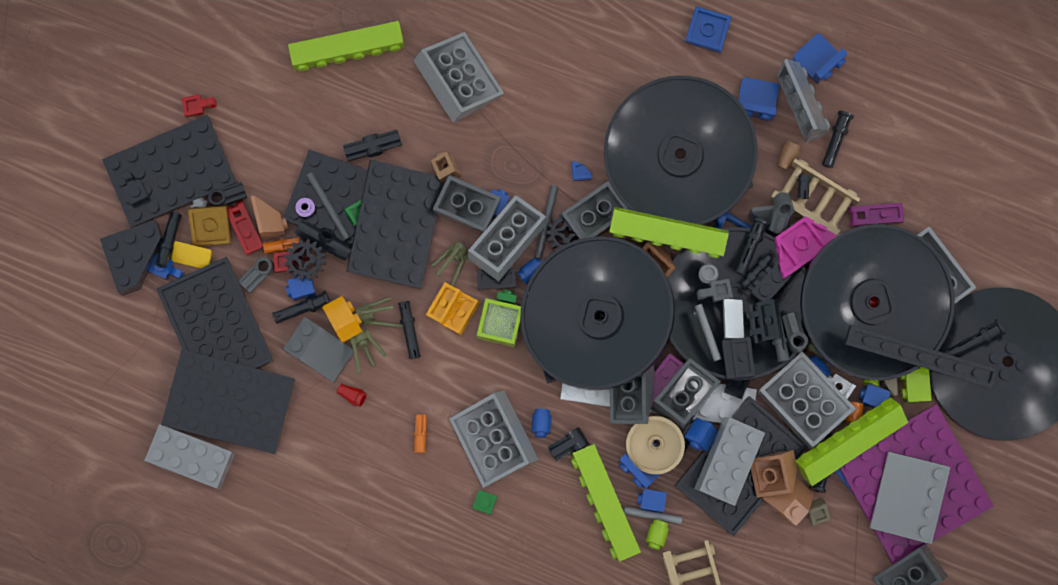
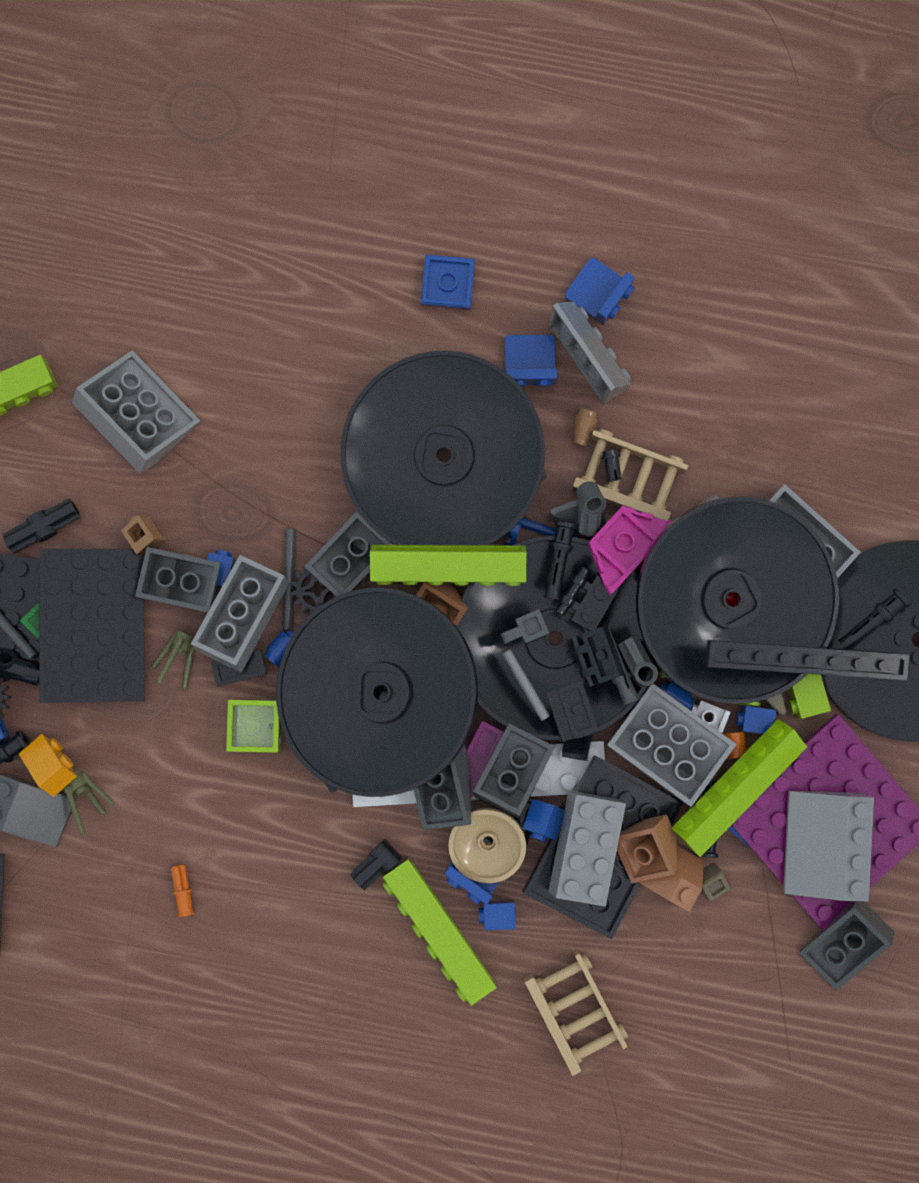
camera: 15 degrees left, 5 degrees up
(352, 394) = (84, 859): red cone -> none
(367, 312) = (80, 747): olive plant -> none
(409, 329) = (139, 758): black pin -> none
(452, 308) = (191, 718): light orange slope -> none
(484, 502) = (283, 961): green plate -> none
(493, 438) = (278, 877): light grey slope -> none
(507, 297) = (257, 689): green plate -> none
(541, 423) = (335, 844): blue brick -> none
(580, 172) = (319, 504): blue tile -> none
(653, 515) = (521, 931): light grey bar -> none
(657, 534) = (513, 957): lime brick -> none
(708, 273) = (511, 607): light grey plate -> none
(733, 319) = (555, 660): white slope -> none
(839, 130) = (644, 381): black pin -> none
(877, 214) = (713, 480): magenta plate -> none

